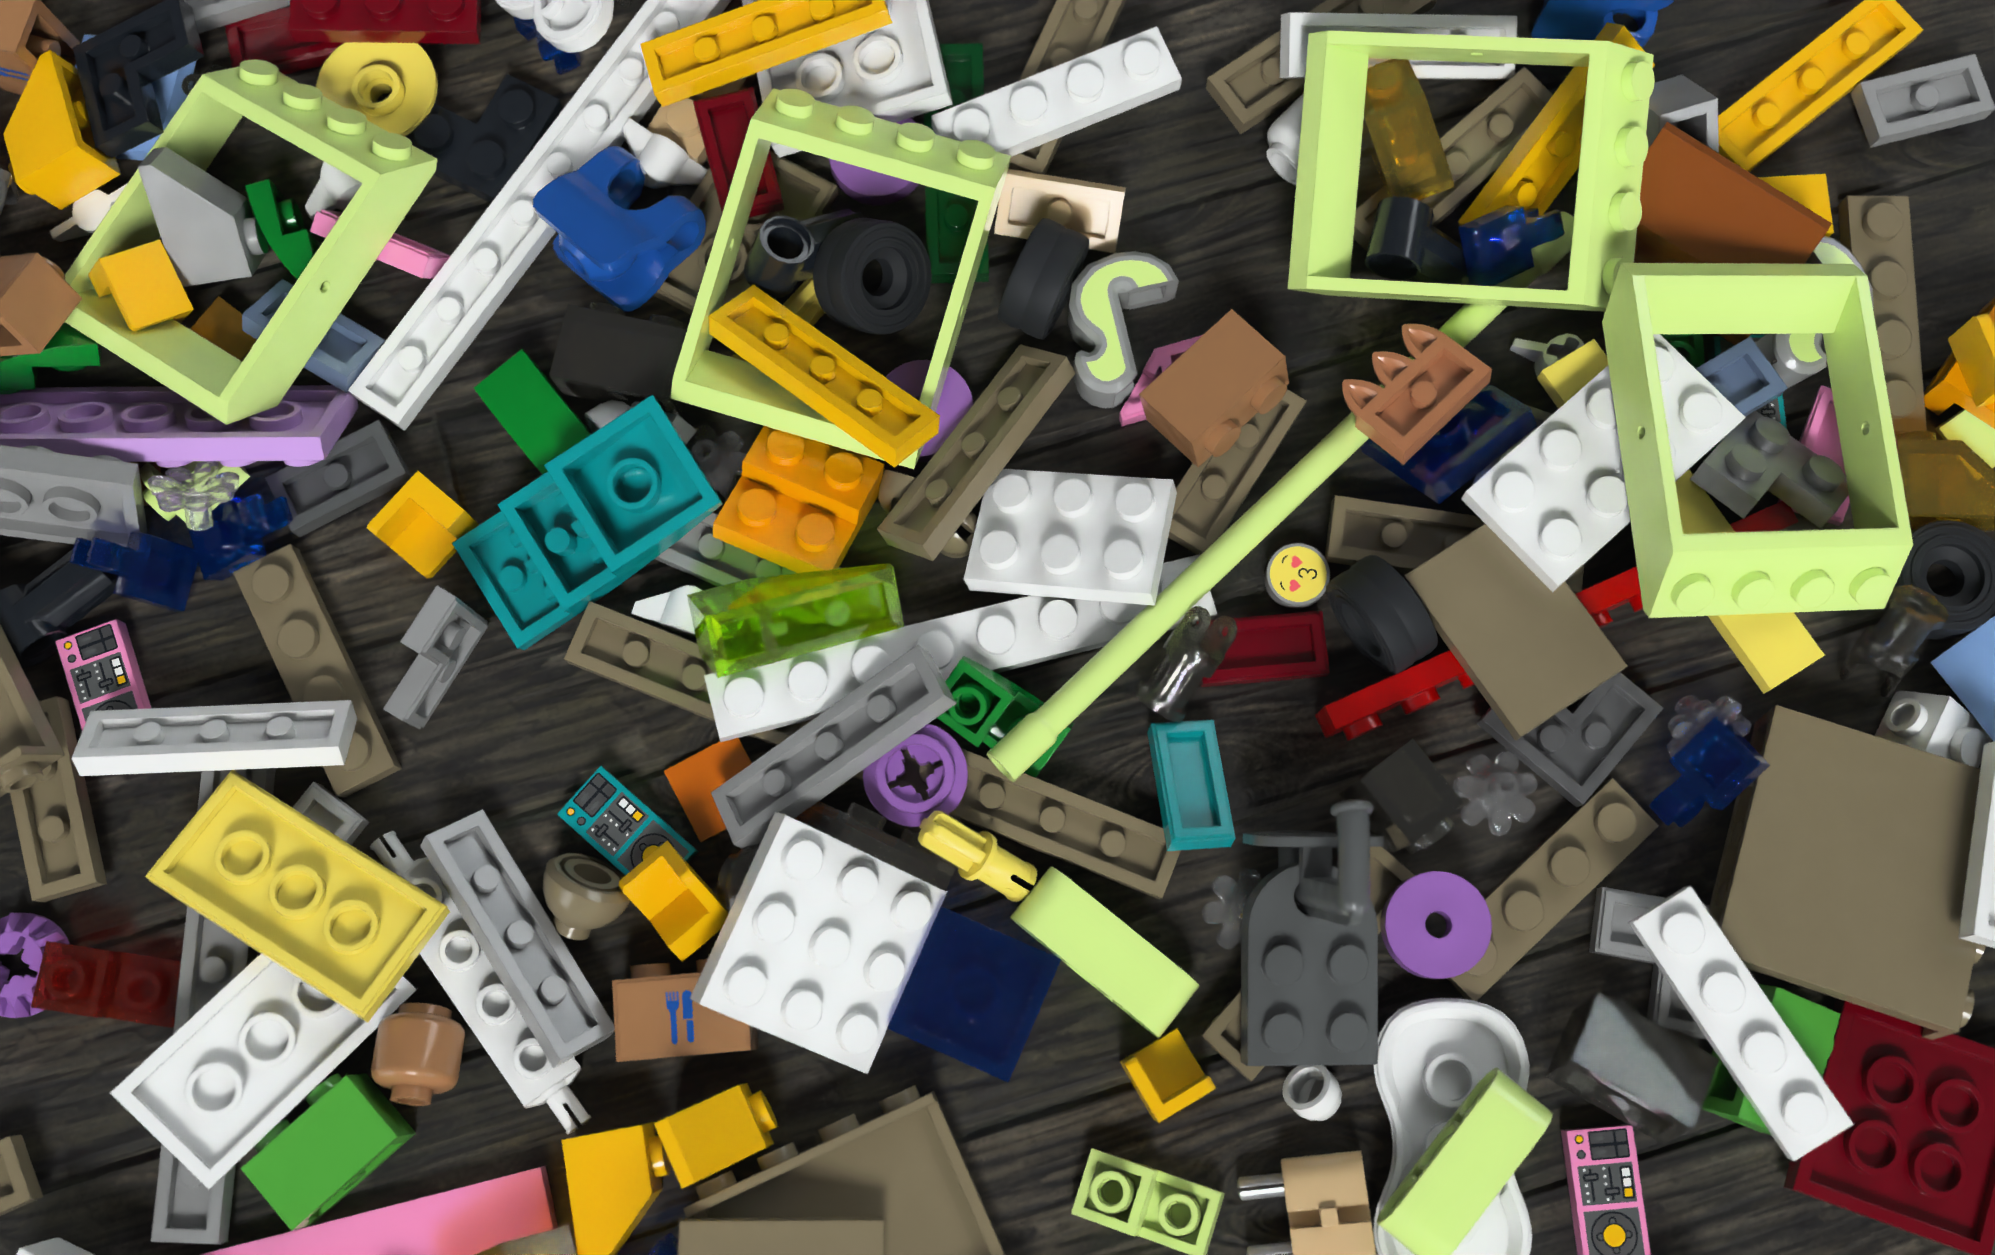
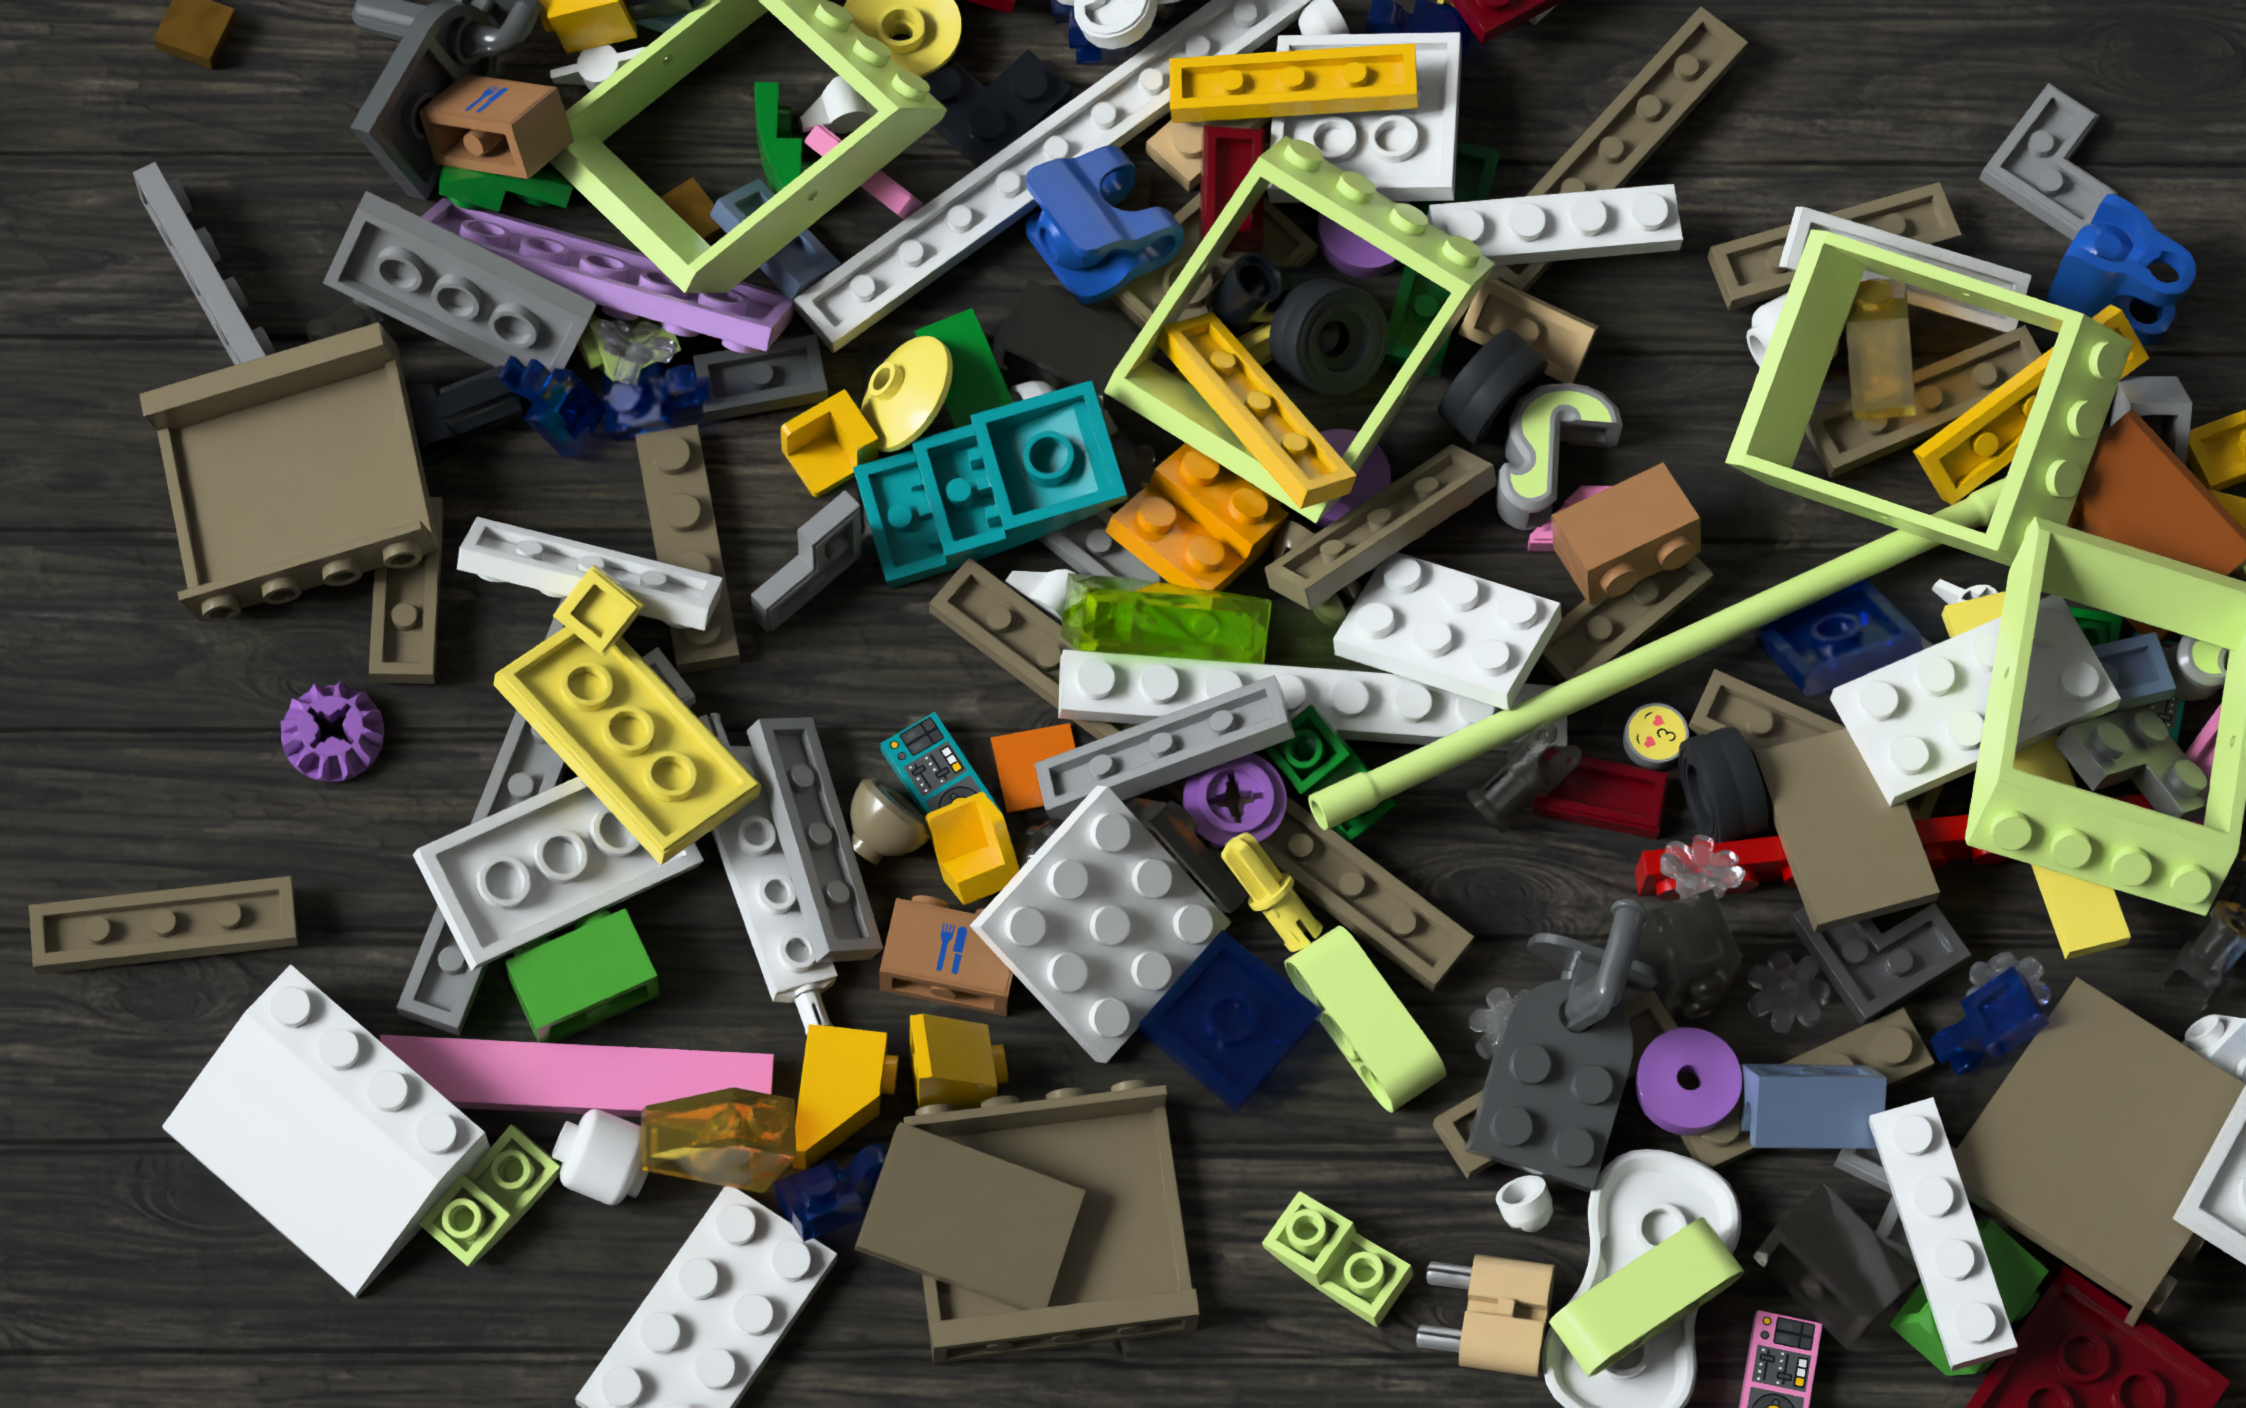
camera: 10 degrees right, 10 degrees down
(102, 670) = (482, 487): tile -> none
(107, 984) = (417, 773): clear red slope -> none
(142, 285) = (634, 143): yellow panel -> none
(201, 221) = (704, 105): light grey slope -> none
(229, 780) = (599, 610): none -> light yellow tile
(418, 1053) = (690, 915): medium nougat head -> none
(480, 454) = (908, 391): none -> light yellow dish
(661, 159) = (1155, 171): white piece -> none
(1167, 1075) = (1389, 1148): yellow panel -> none
(1190, 785) = (1493, 892): teal tile -> none
(1389, 711) = (1700, 868): none -> clear plant
(1410, 248) = (1854, 457): black piece -> none
(1416, 393) = (1818, 591): nougat plate -> none
(1502, 241) = (1945, 477): clear blue plate -> none
(1564, 915) = (1811, 1105): none -> sand blue hinge

